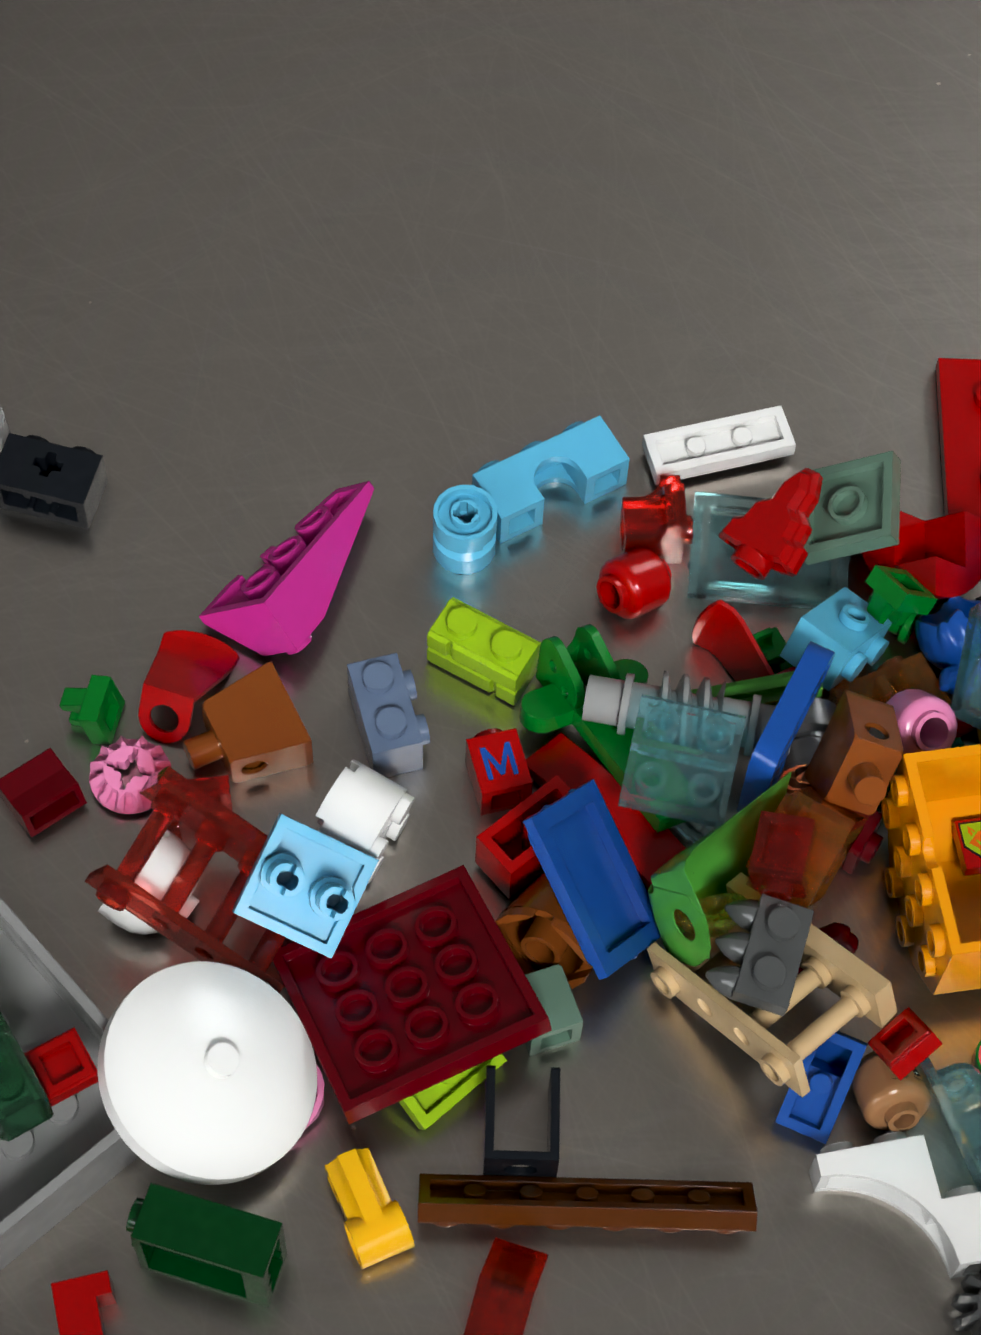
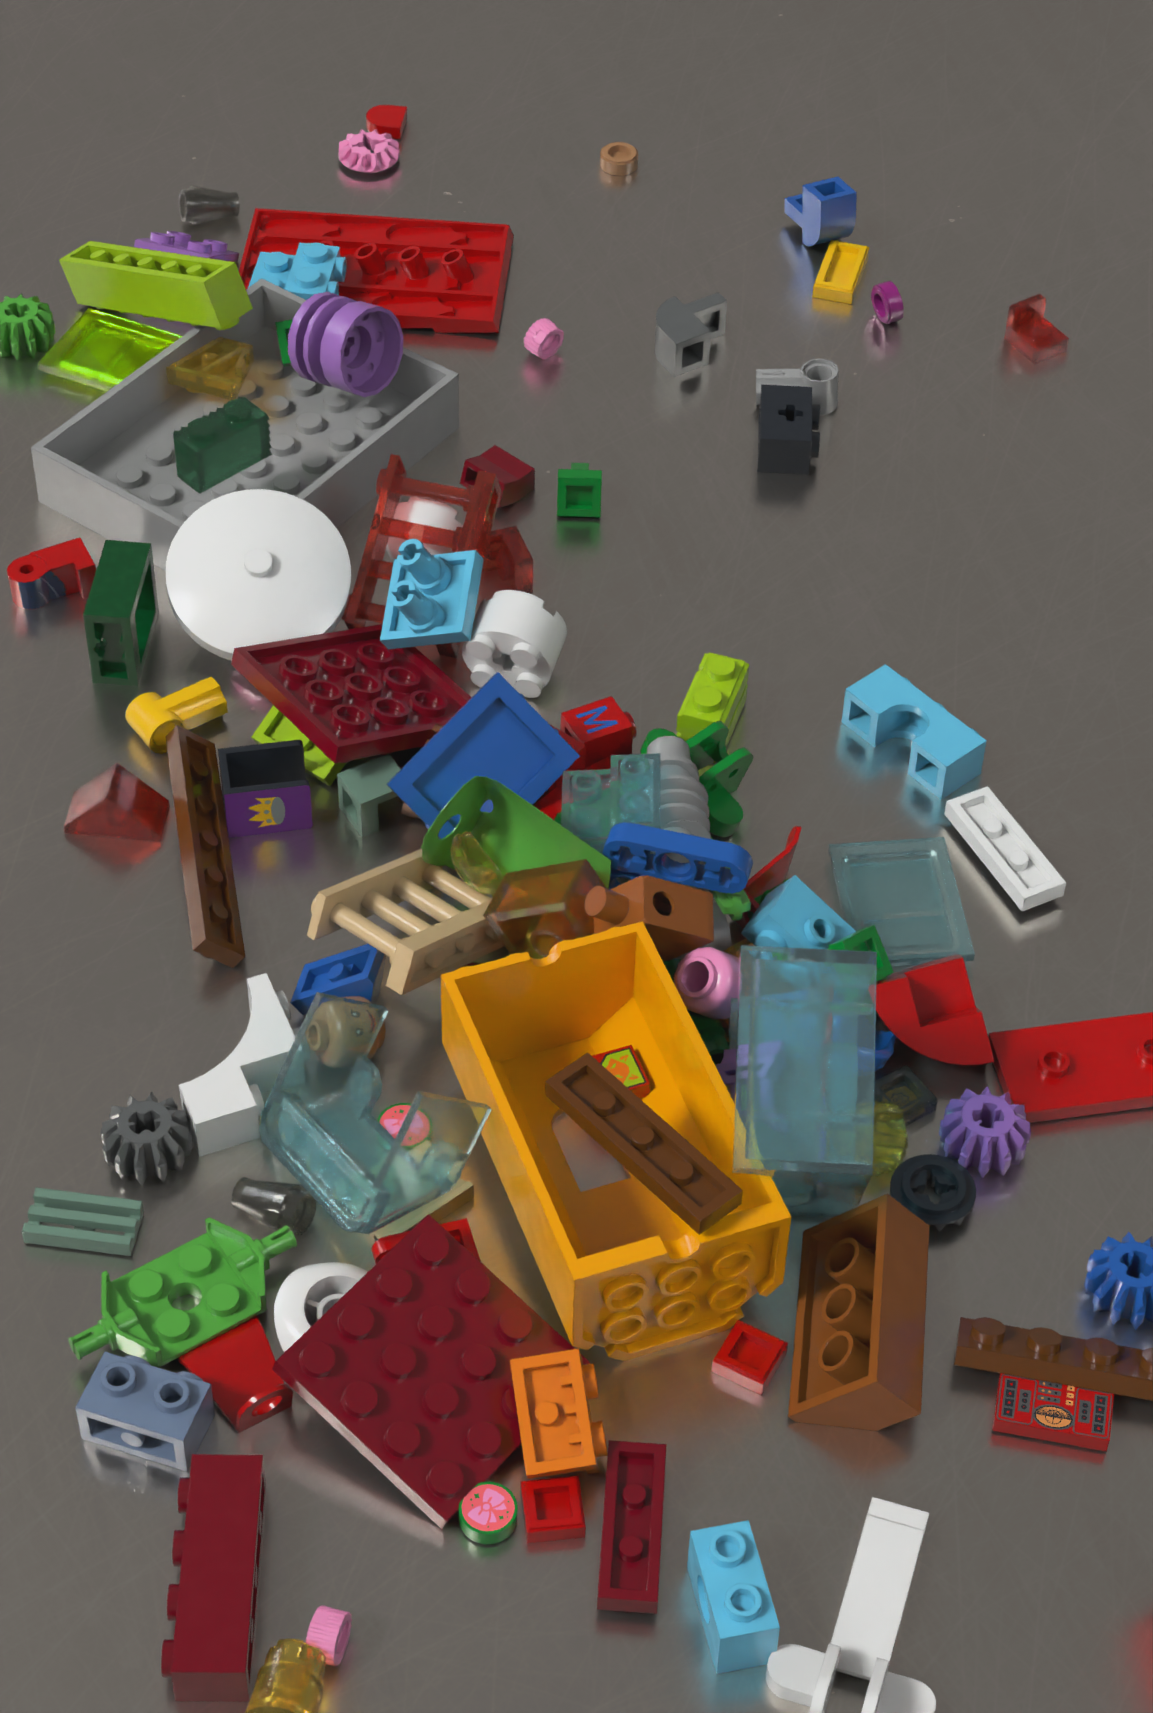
camera: 80 degrees right, 15 degrees down
(62, 1066) = (237, 479): red tile -> none
(108, 783) = (549, 525): bright pink gear -> none
(180, 675) = (646, 545): red piece -> none
(251, 729) = (593, 581): dark orange torso -> none
(294, 587) = (726, 578): dark pink wedge -> none
(385, 715) = (626, 654): sand blue brick -> none
(464, 529) = (829, 667): medium azure wheel -> none
(634, 583) = (822, 801): red head -> none
(658, 521) = (894, 806): clear red brick -> none
(766, 955) = (433, 882): dark grey plate -> none
(775, 528) = (913, 879): red rock -> none
(782, 855) = (522, 859): clear red bracket -> none
(856, 508) = (947, 927): sand green plate -> none
(904, 1043) = (369, 992): red tile -> none

